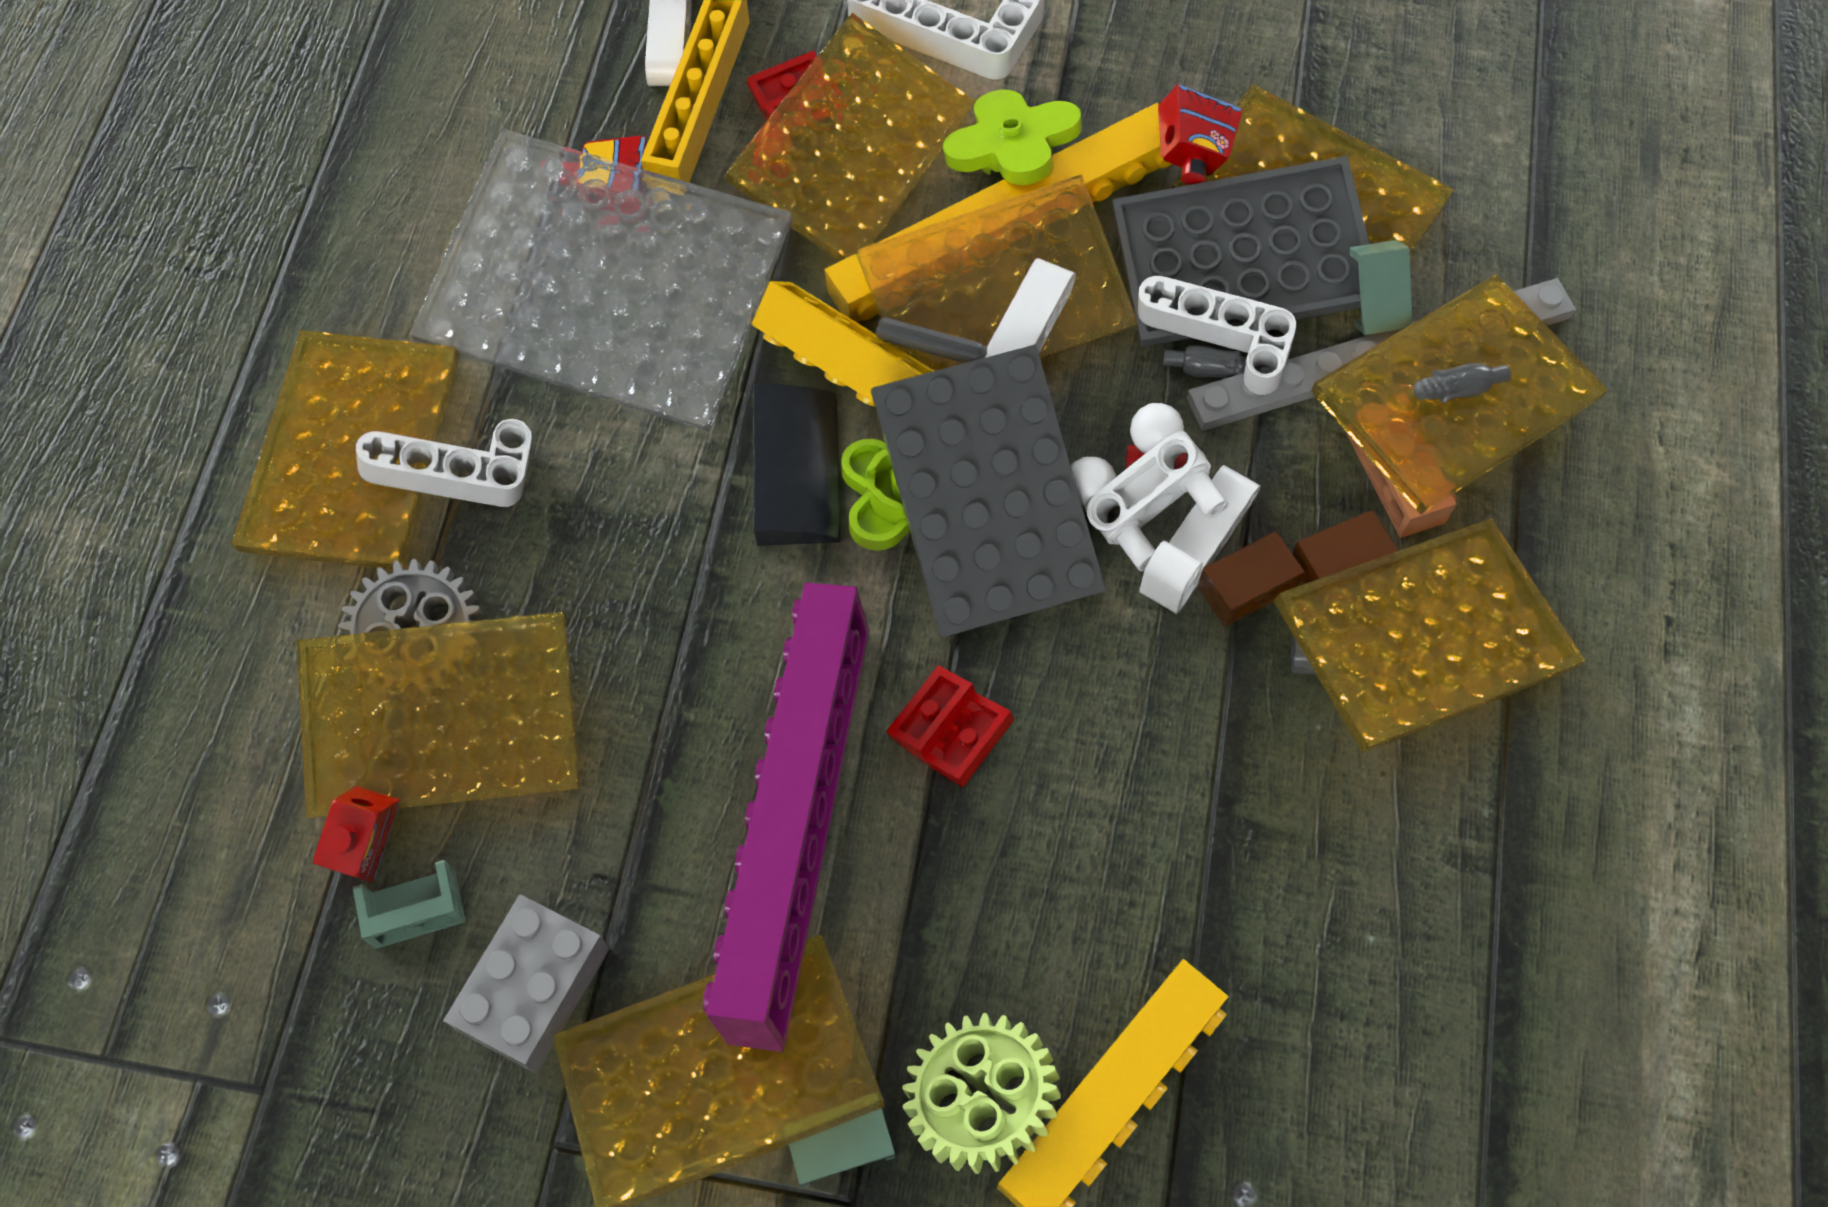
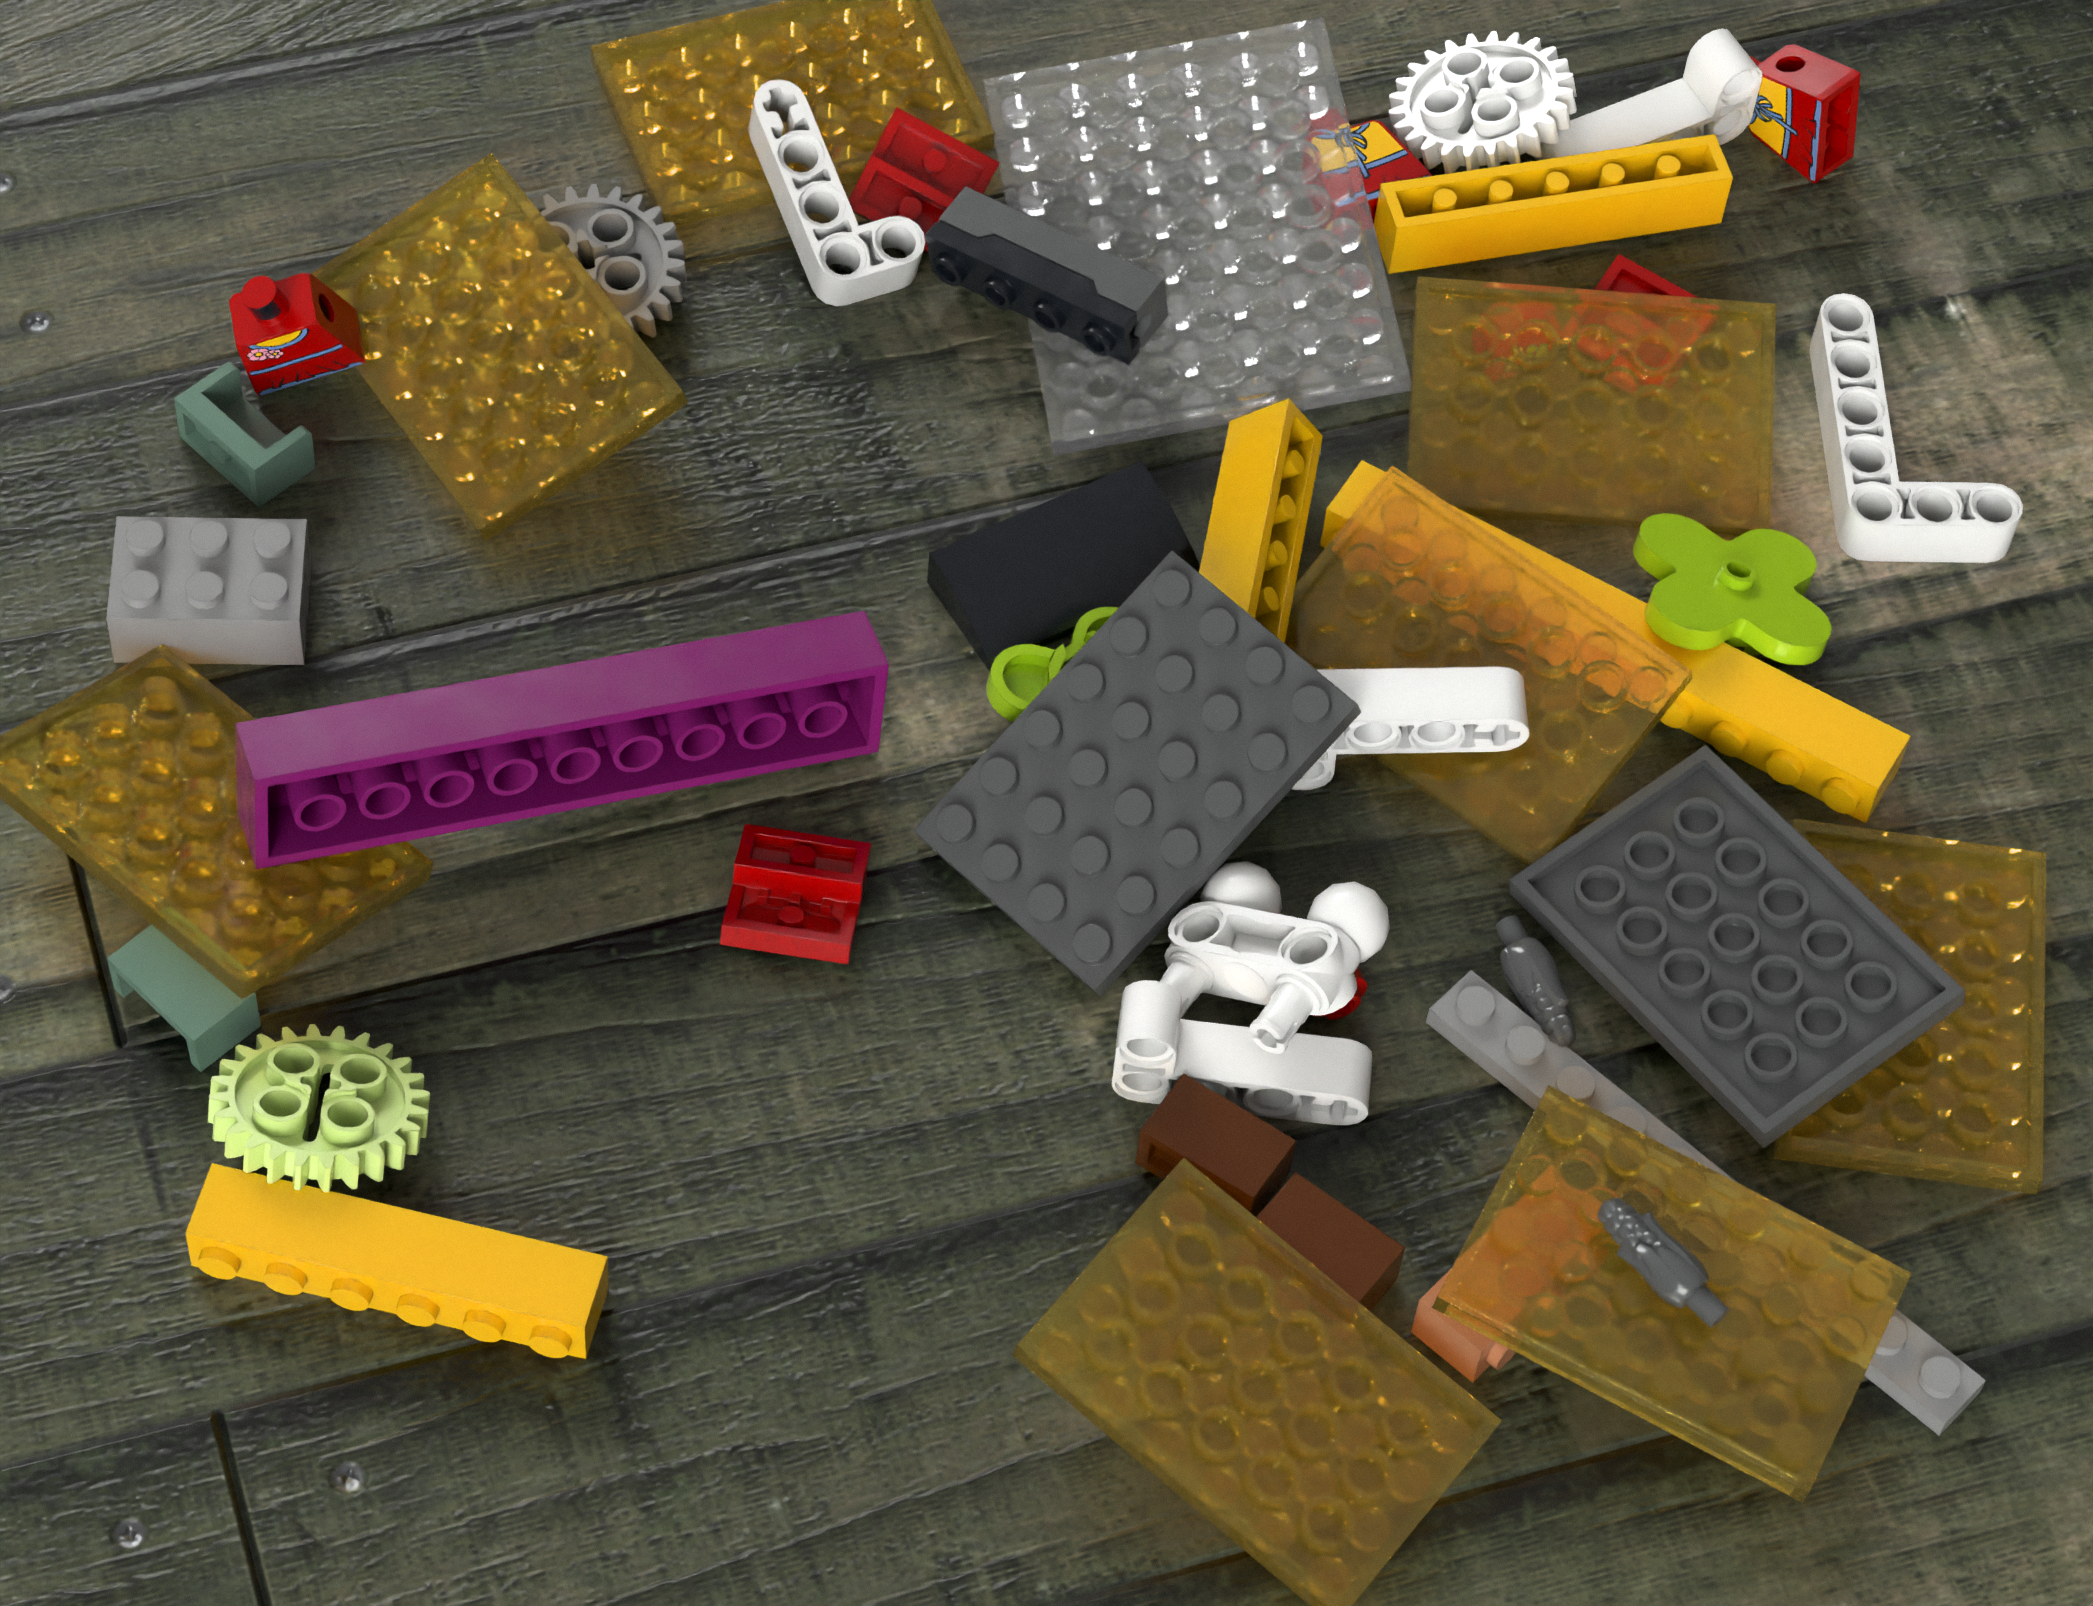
camera: 55 degrees right, 10 degrees down
(467, 403) = (917, 173): none -> red slope
(591, 367) = (1047, 276): none -> piece
(623, 67) = (1483, 103): none -> white gear
(930, 341) = (1308, 604): dark grey axle -> none
(1196, 132) = (1877, 797): red torso -> none
(1213, 325) = (1577, 937): white beam -> none
(1383, 287) = (1782, 1126): sand green panel -> none

